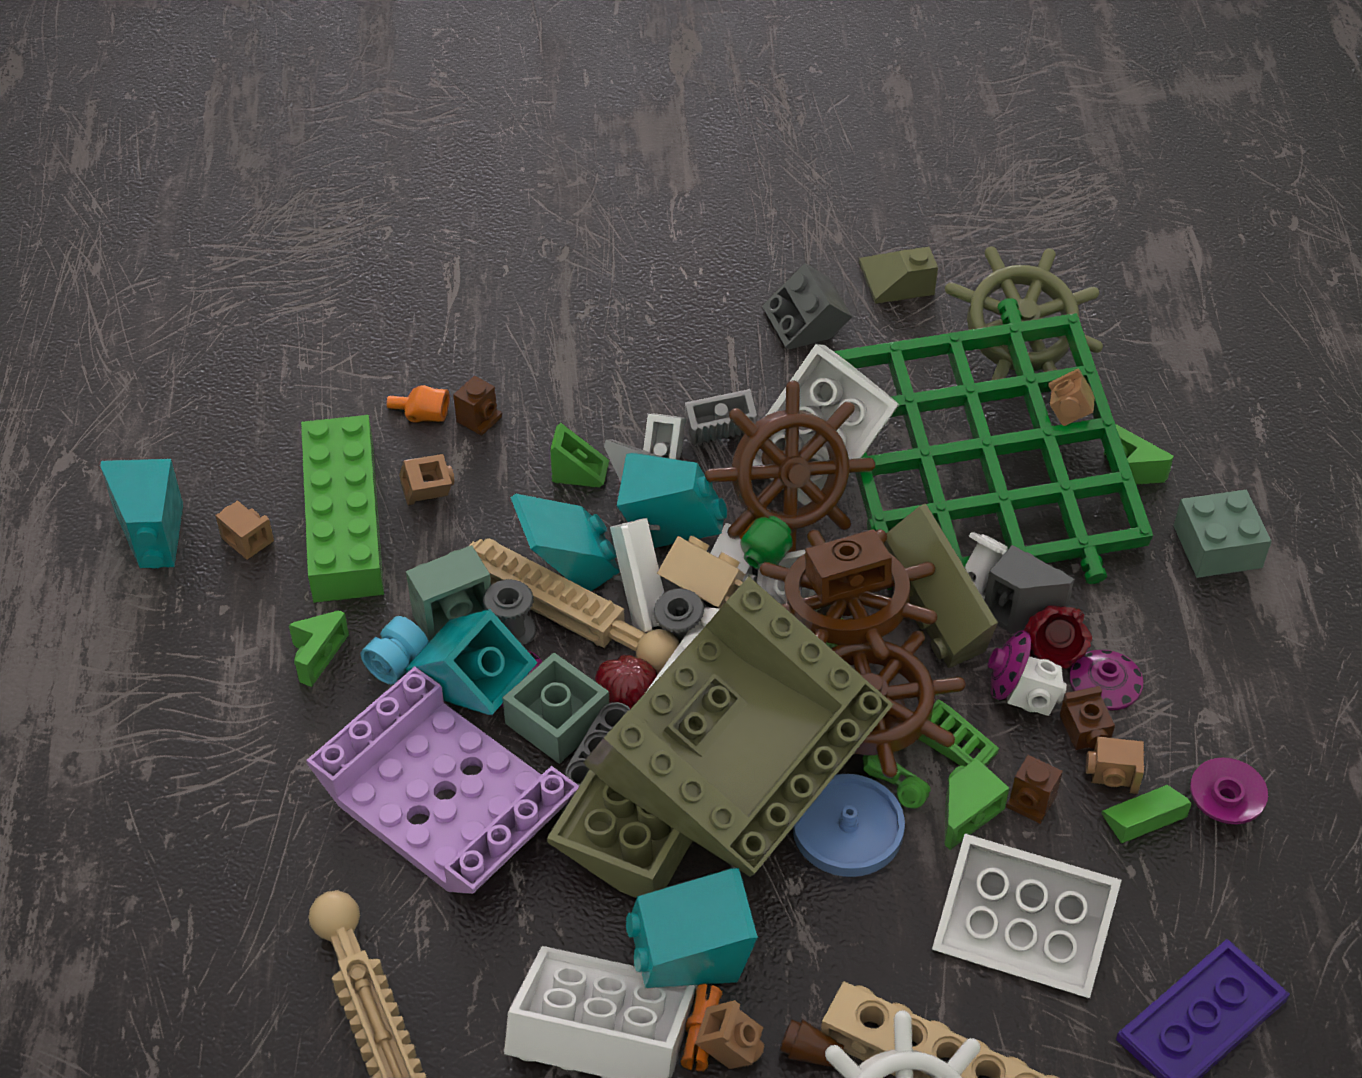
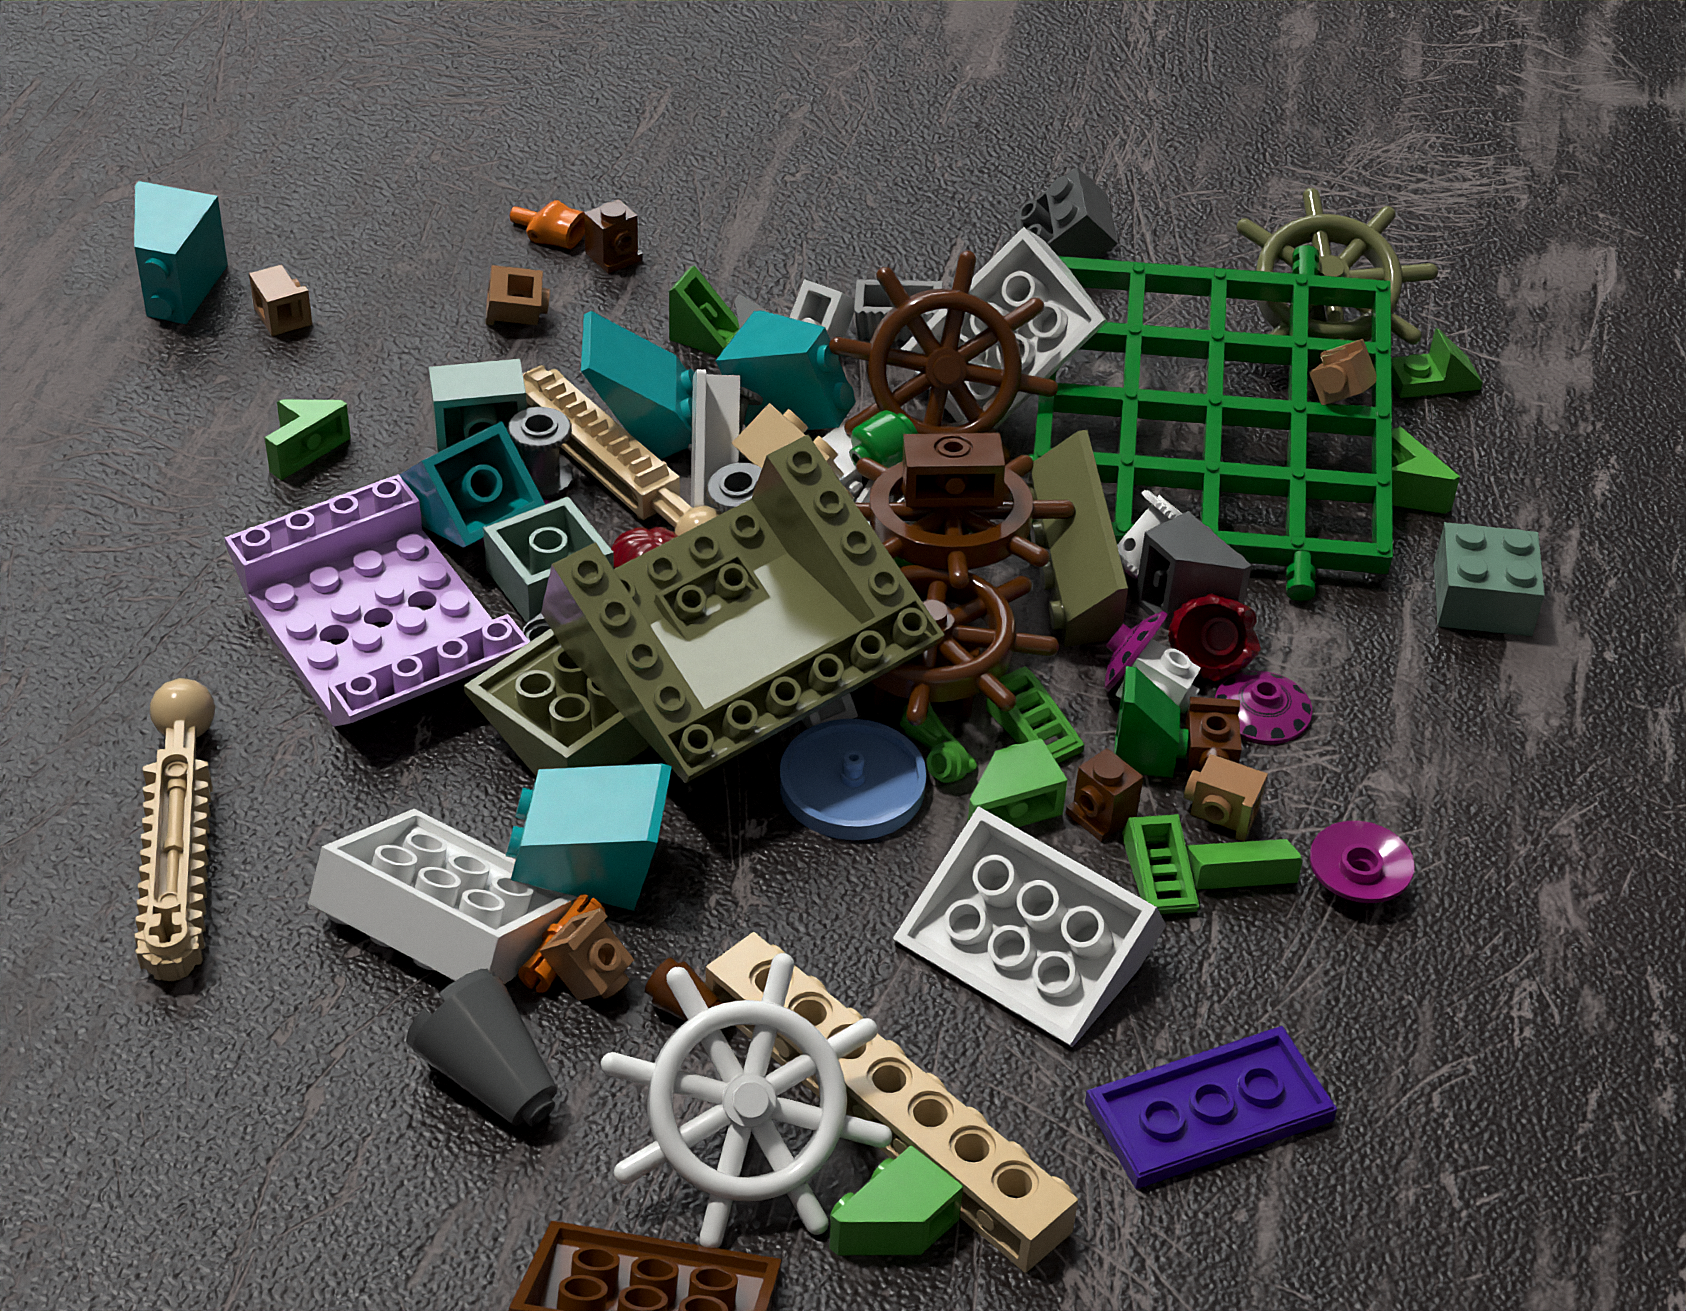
camera: 15 degrees right, 5 degrees down
(341, 509) = (400, 304): bright green brick -> none
(391, 654) = (387, 455): medium azure wheel -> none
(900, 274) = (1203, 215): olive slope -> none
(1043, 727) = (1148, 727): none -> green slope
(1096, 816) = (1164, 830): none -> bright green slope
(1118, 363) = (1439, 372): none -> bright green slope

